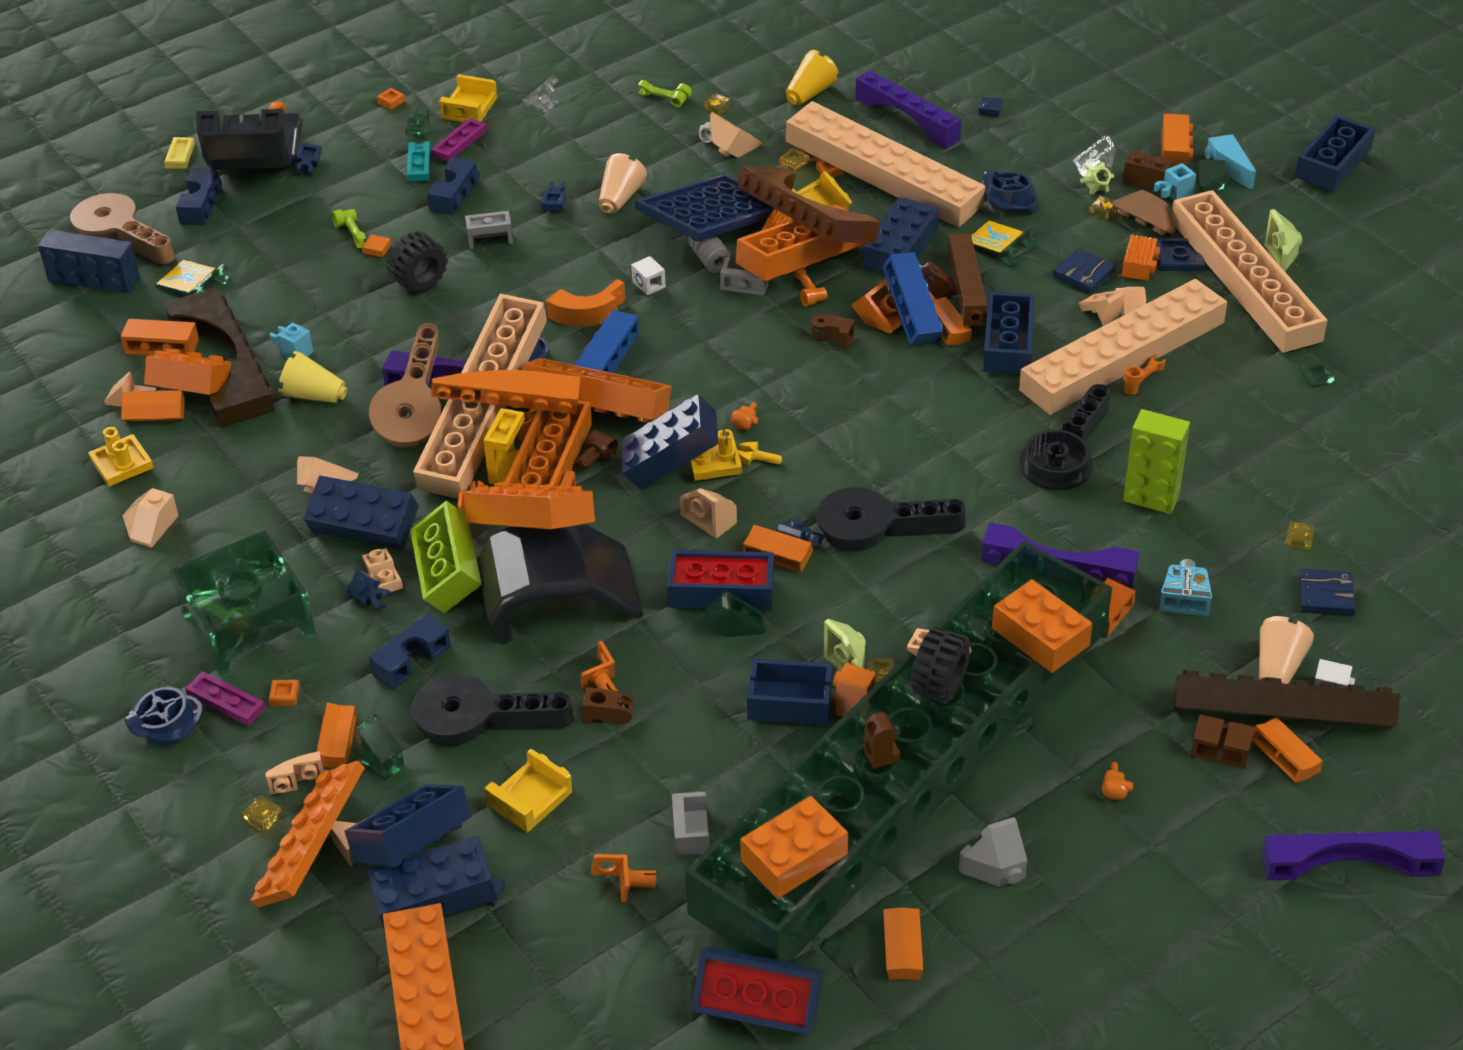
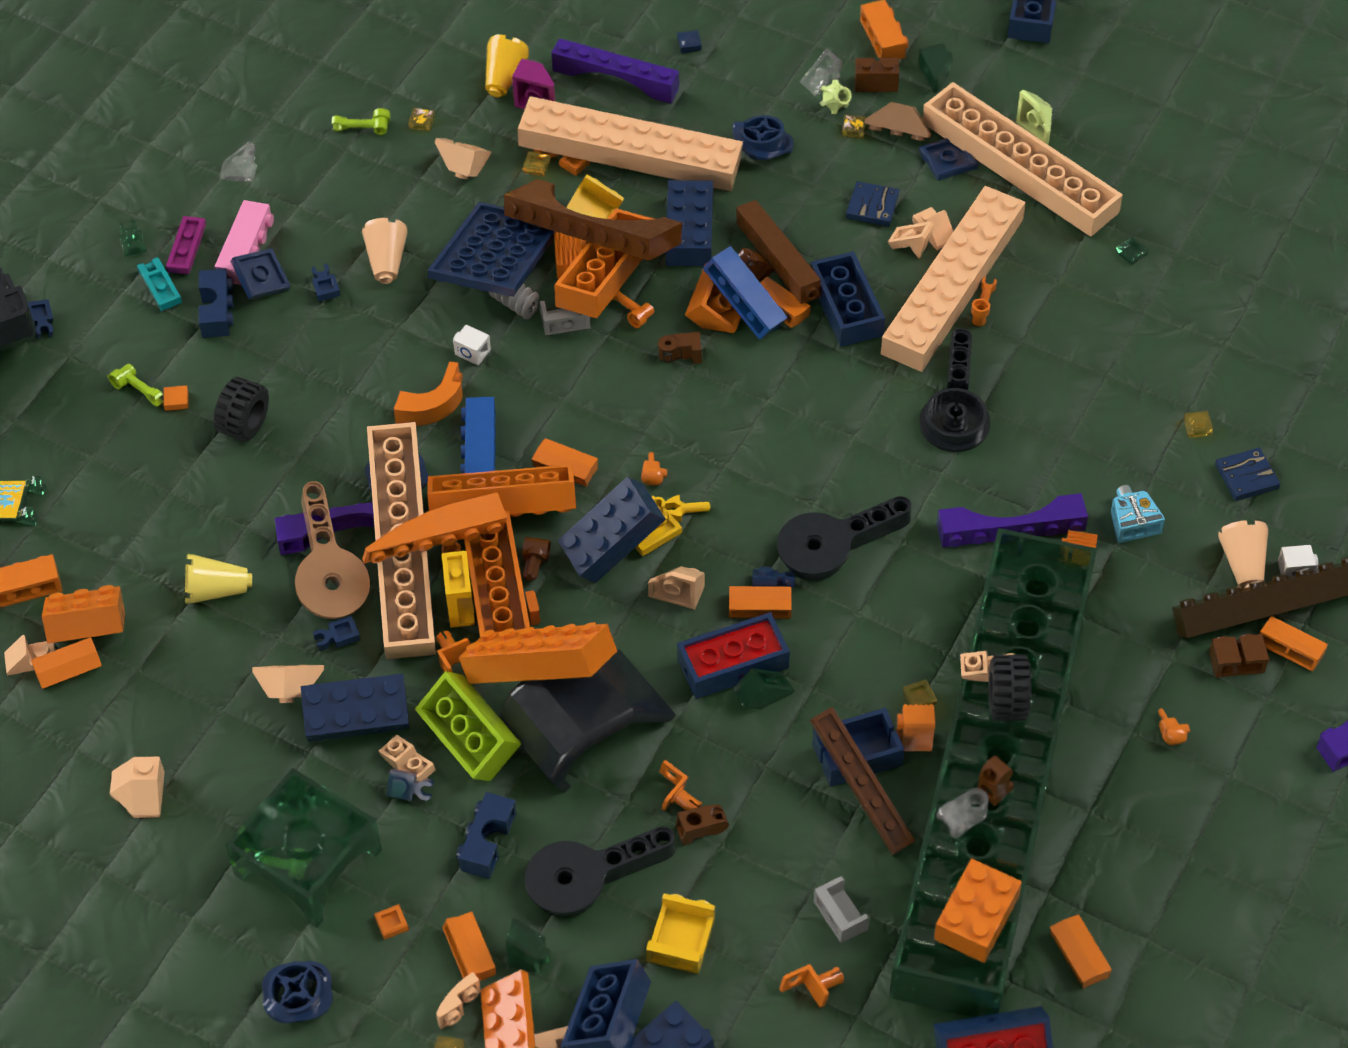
camera: 25 degrees left, 10 degrees up
(120, 457) = (69, 733): yellow plate -> none
(225, 698) = (341, 950): magenta plate -> none
(246, 391) = (152, 612): dark brown arch -> none
(292, 339) = (165, 540): medium azure brick -> none
(390, 98) = (81, 216): orange tile -> none
(390, 456) = (340, 632): none -> dark blue plate
(469, 100) = (167, 193): yellow panel -> none
(488, 226) = (282, 340): light grey panel -> none
(503, 173) = (260, 273): none -> dark blue tile
(508, 149) = (245, 235): none -> bright pink brick
(681, 387) = (555, 454): none -> orange piece
(704, 136) = (433, 162): white plate -> none
(770, 707) = (862, 780): none -> reddish brown tile
(823, 91) = (531, 80): none -> magenta slope
(839, 760) = (960, 814): none -> clear piece
(843, 645) = (882, 687): yellowish green slope -> none
(997, 856) = (1119, 839): light grey slope -> none
(1002, 240) = (781, 193): flag -> none
(1042, 625) = (1065, 612): orange brick -> none
(1140, 258) = (918, 174): orange brick -> none
(1156, 461) = (1058, 399): lime brick -> none
(1177, 182) = (912, 80): medium azure brick -> none
(1228, 149) = (935, 29): medium azure slope -> none

